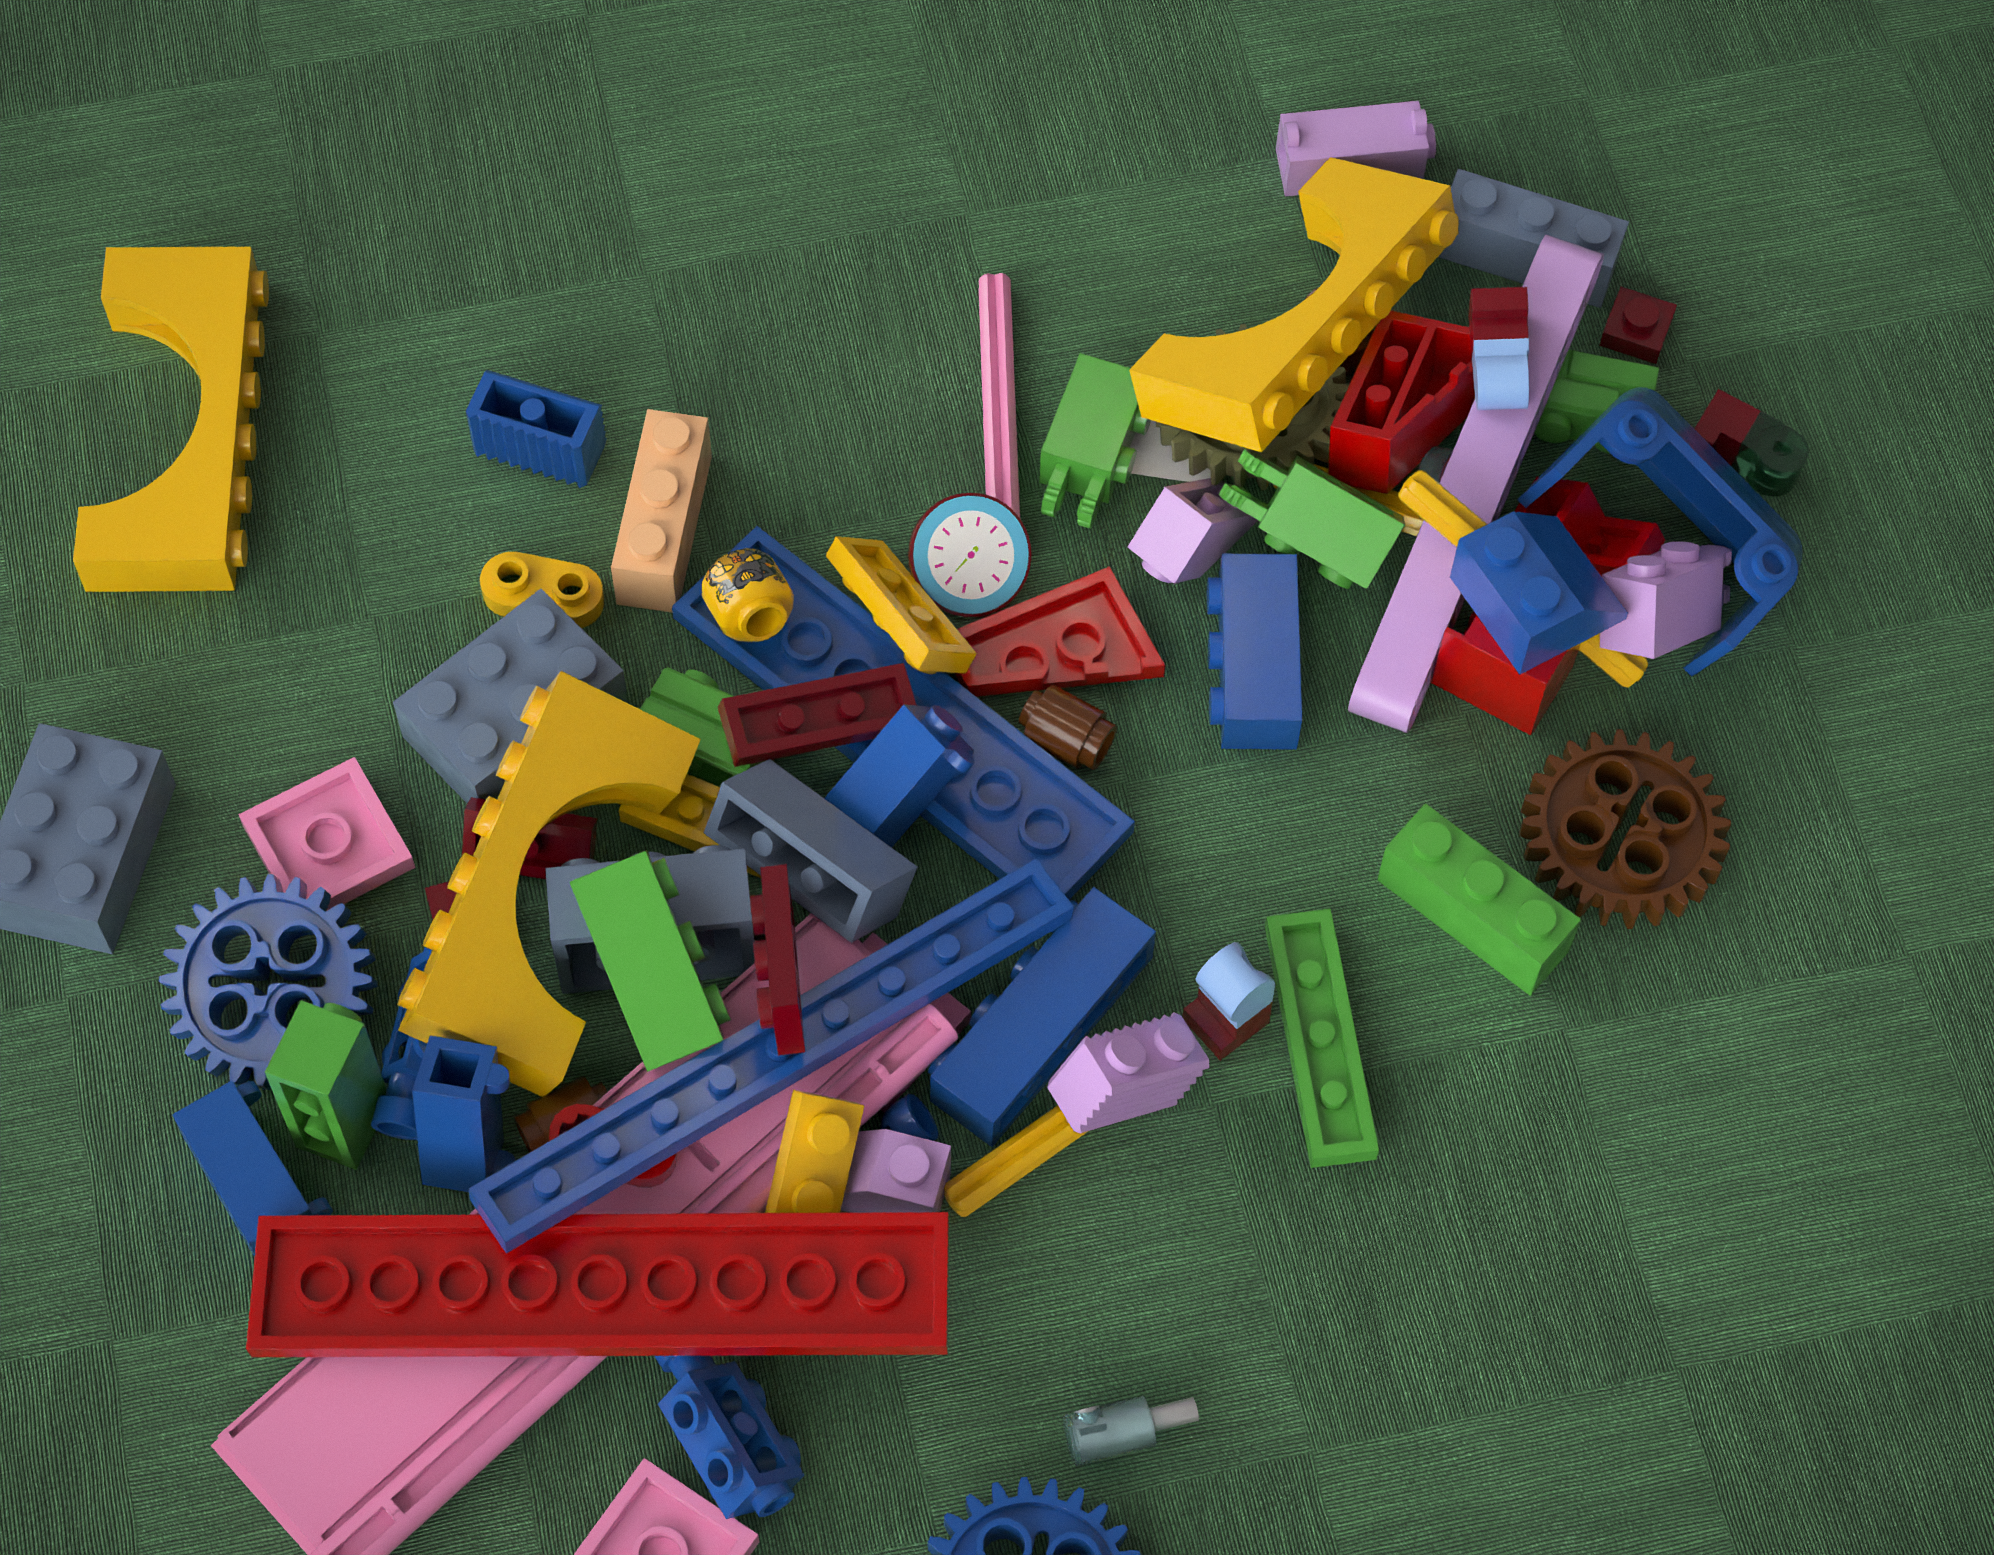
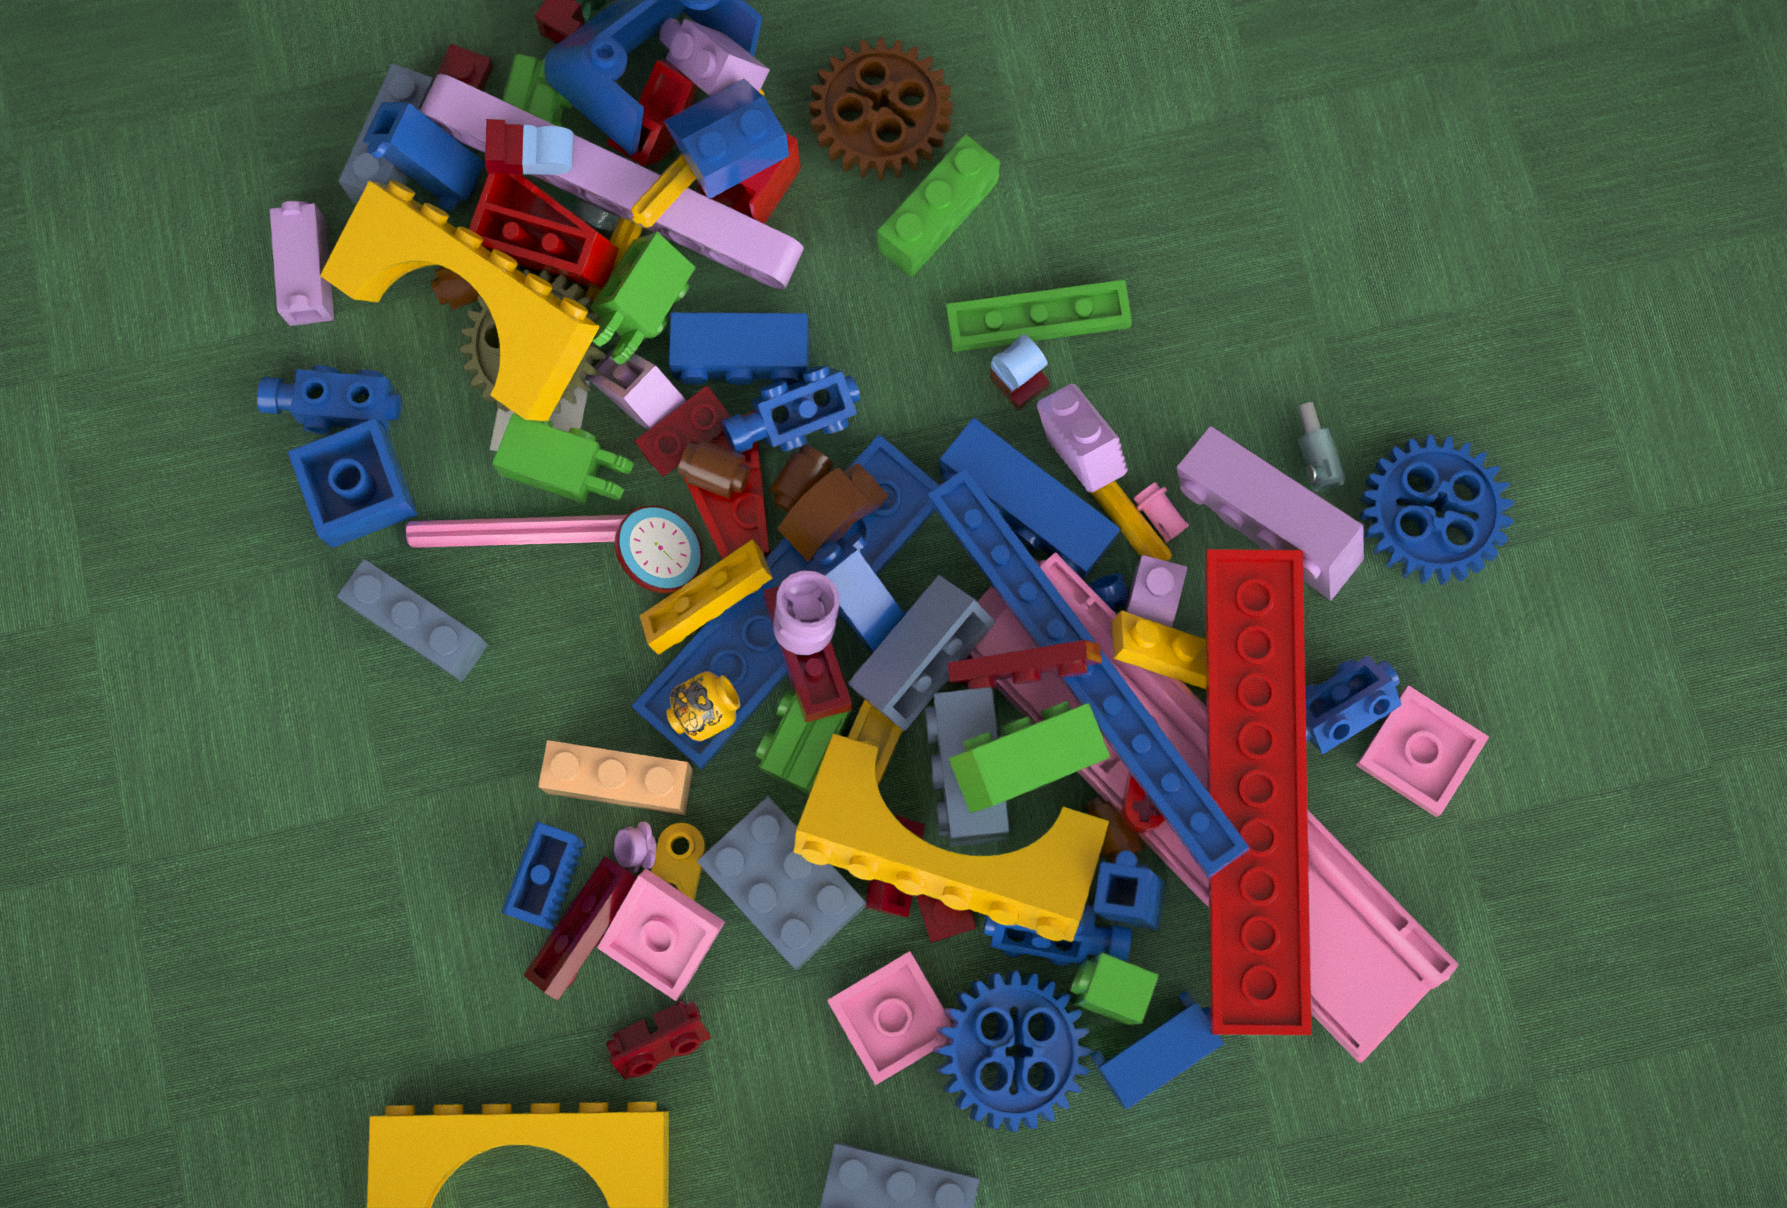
camera: 85 degrees left, 15 degrees up
(311, 548) = (639, 1051): none -> dark red hinge
(453, 560) = (660, 934): none -> bright pink plate
(470, 479) = (580, 929): none -> dark red plate
(571, 537) = (635, 847): none -> lavender plate
(860, 690) = (805, 612): none -> lavender wheel
(874, 281) = (412, 620): none -> sand blue brick
(1018, 1344) = (1273, 509): none -> lavender wedge
(1021, 743) = (831, 509): none -> reddish brown brick
(1027, 1198) = (1160, 511): none -> bright pink pin
(1054, 207) = (352, 483): none -> blue brick
(1075, 606) = (714, 468): none -> reddish brown brick
(1133, 581) = (694, 420): none -> dark red hinge
(1162, 731) = (801, 412): none -> blue brick
(1171, 189) = (336, 404): none -> blue brick
(1507, 240) = (423, 152): none -> blue brick

